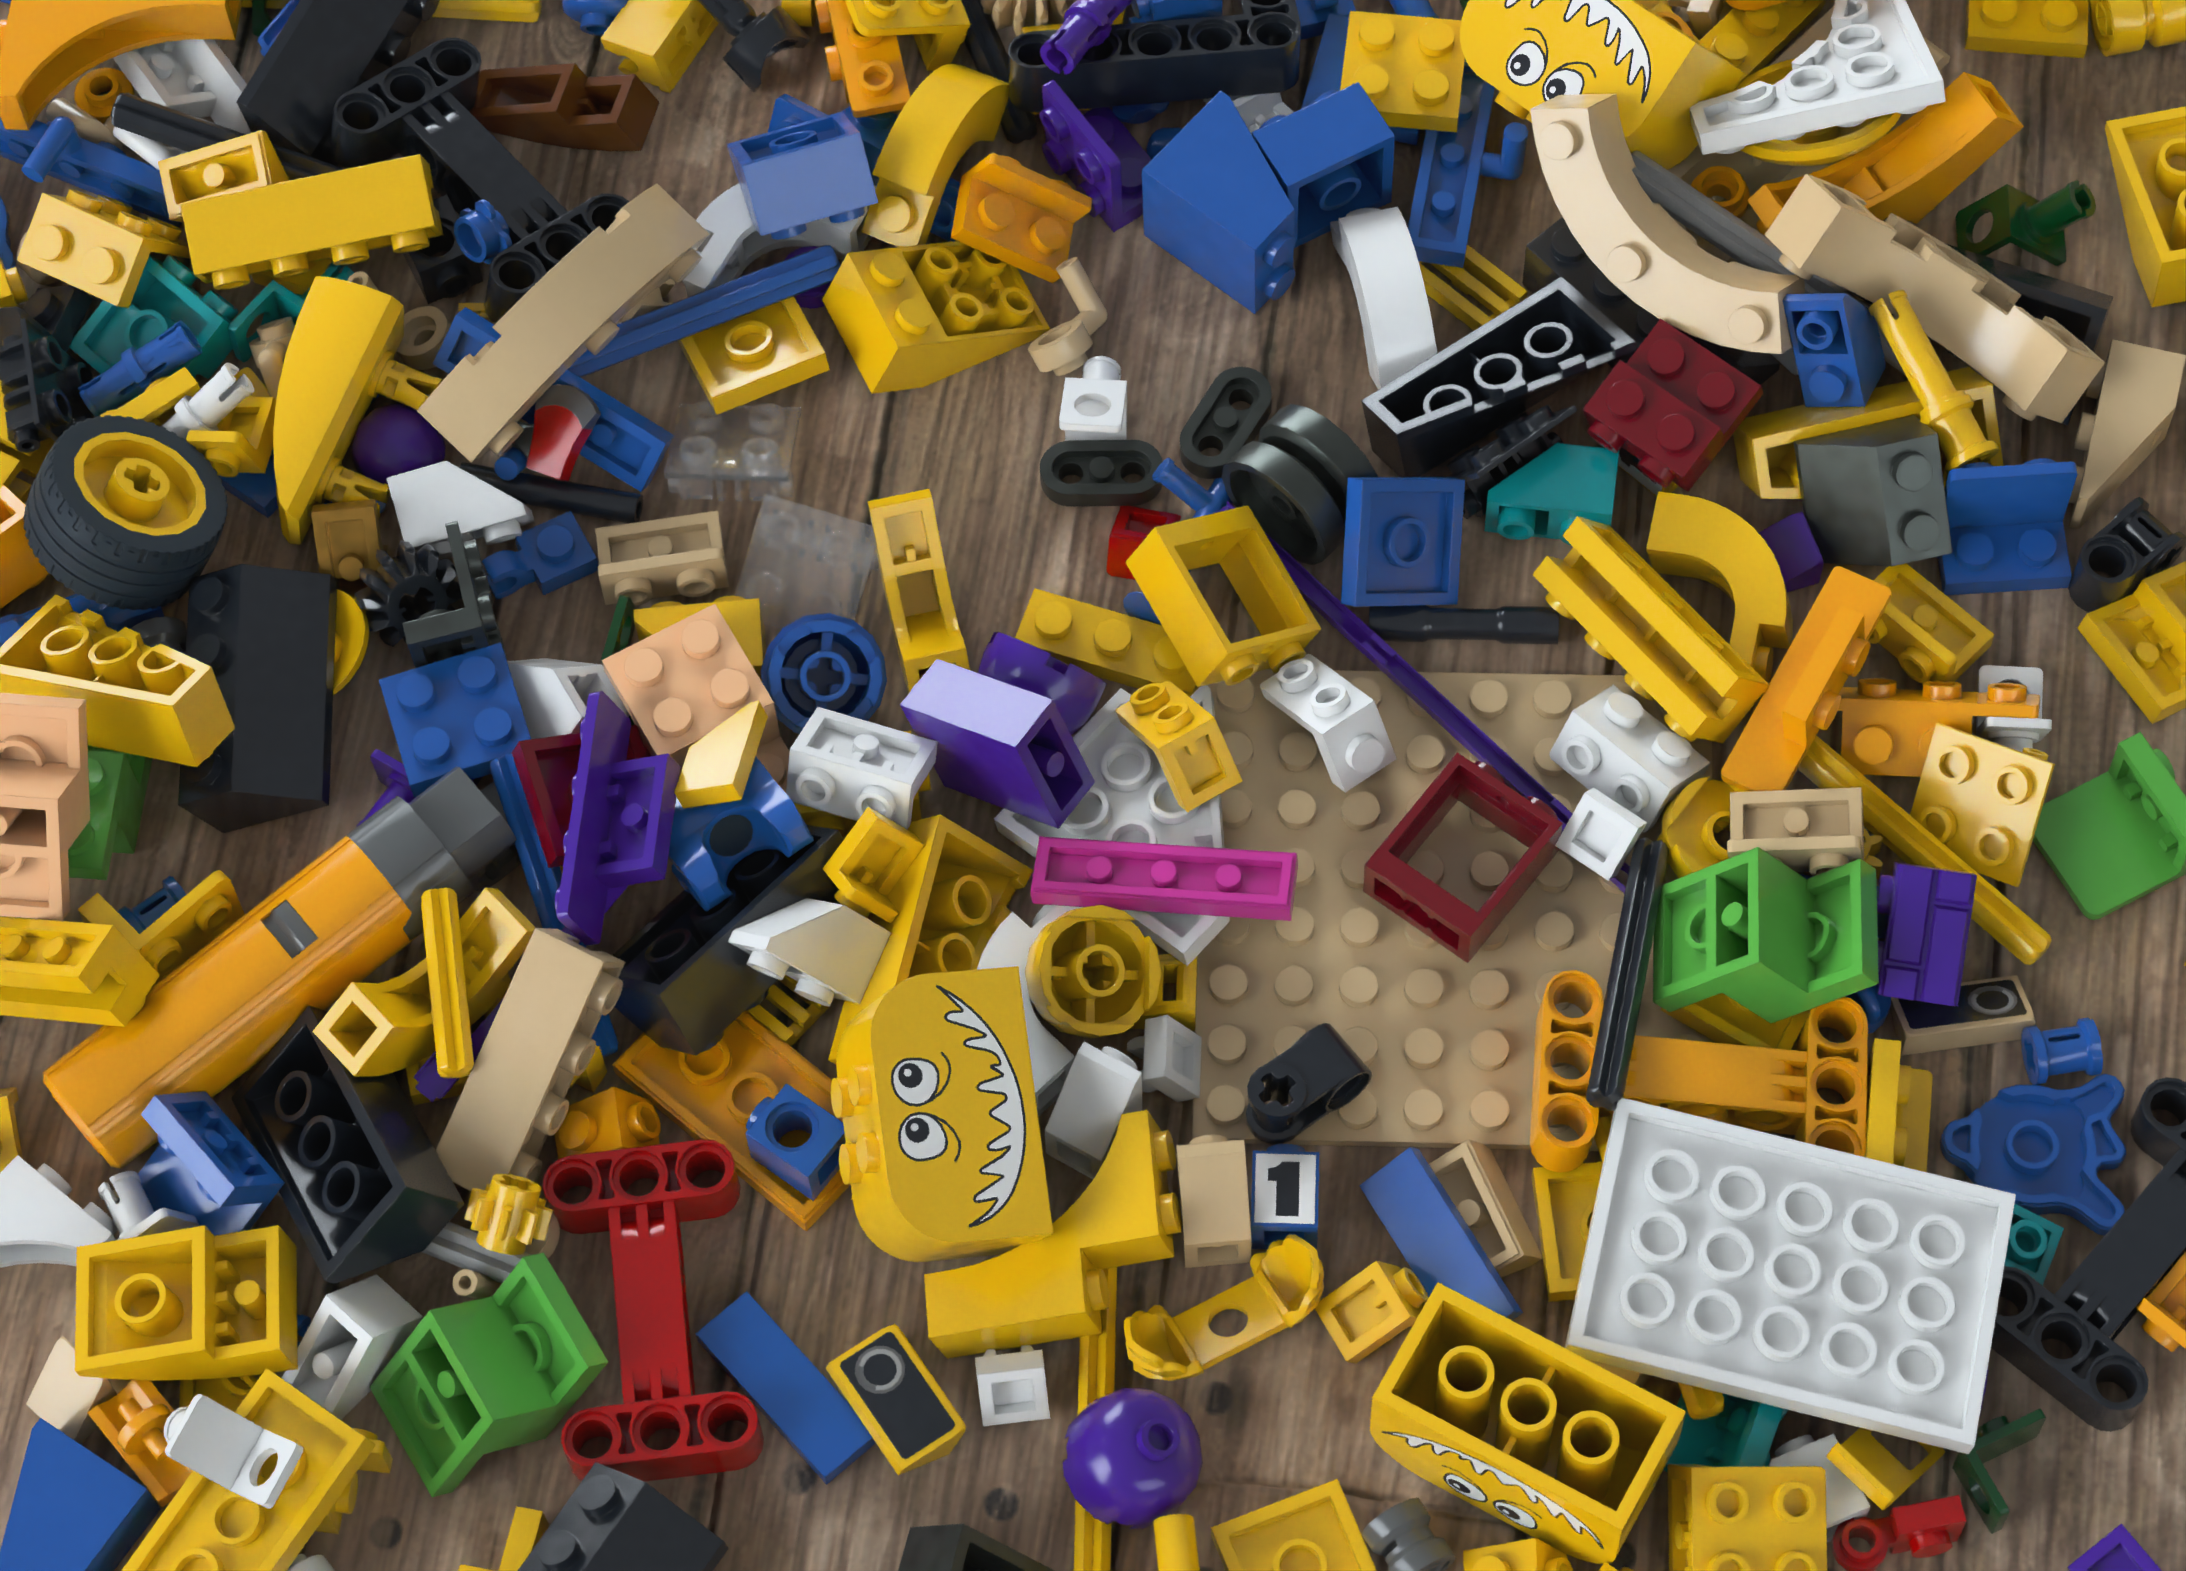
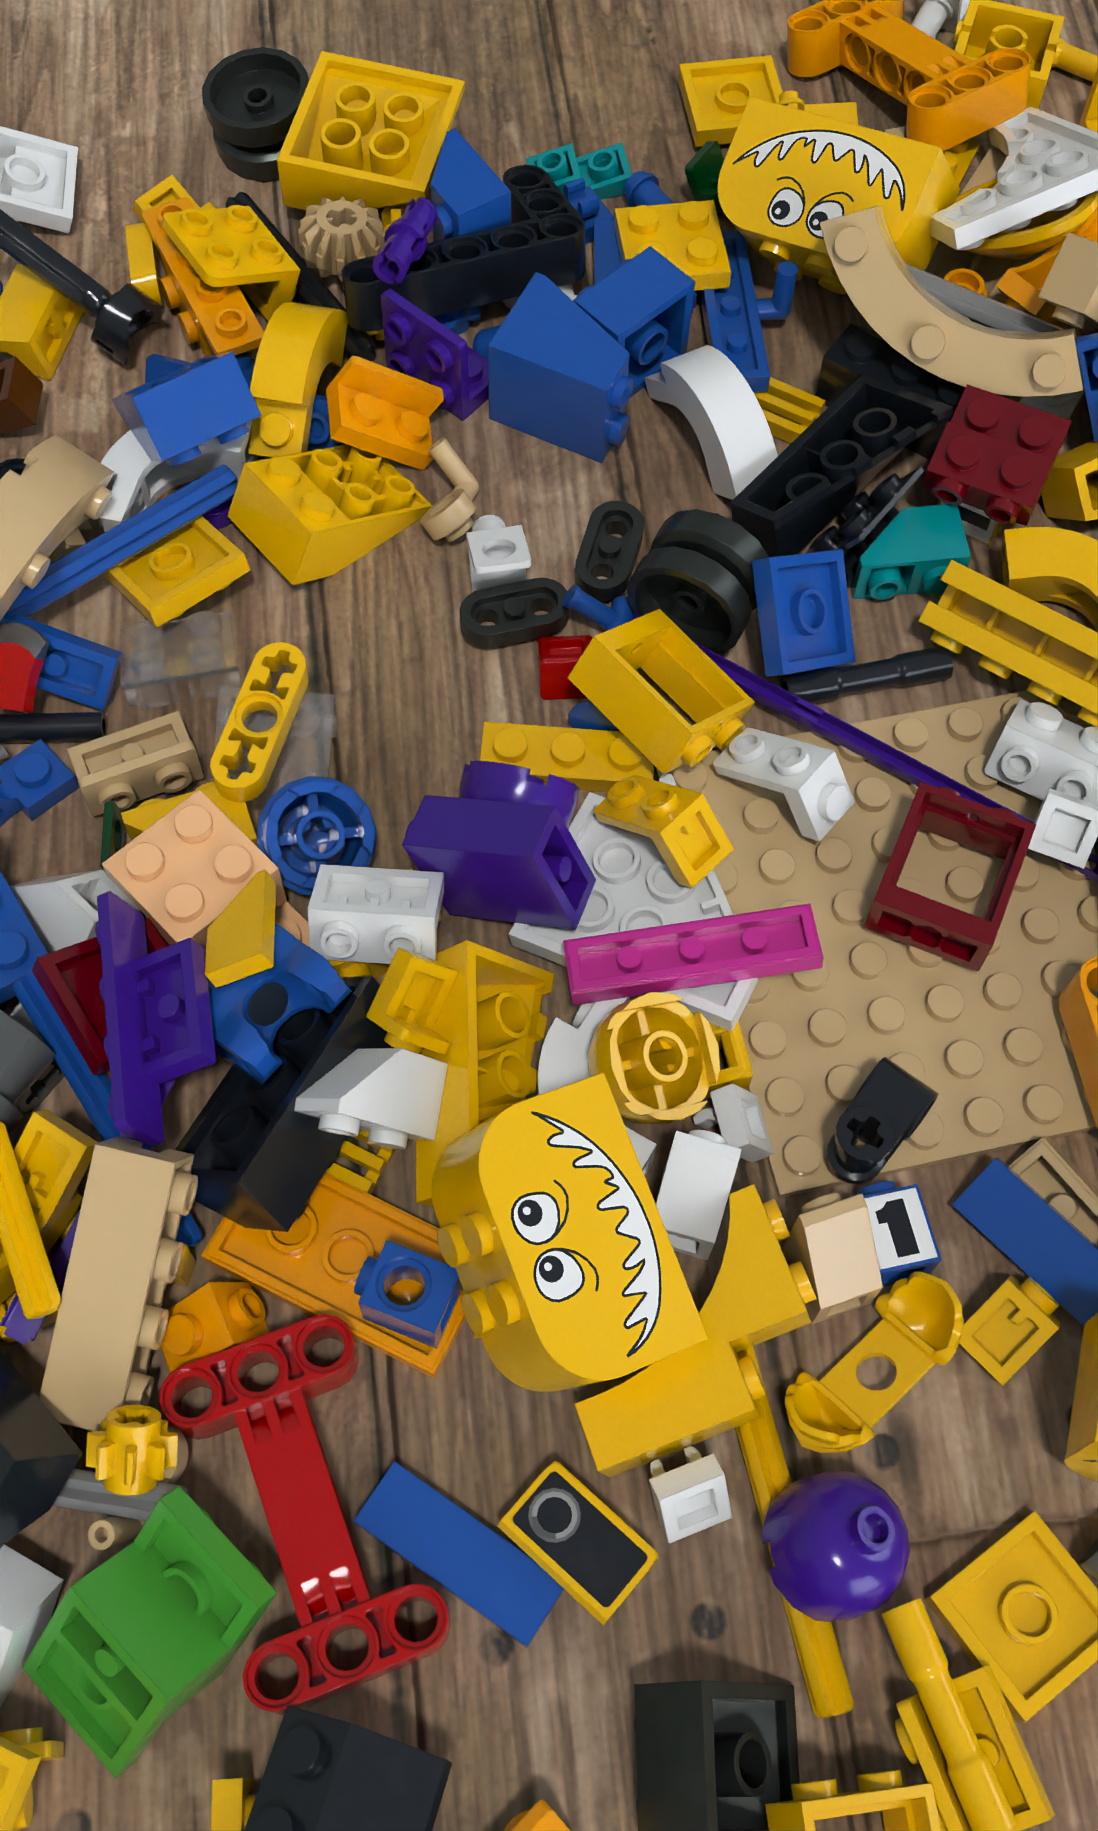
camera: 20 degrees left, 0 degrees up
(795, 570) = (265, 745): none -> yellow beam
(916, 584) = (380, 740): yellow arch -> none

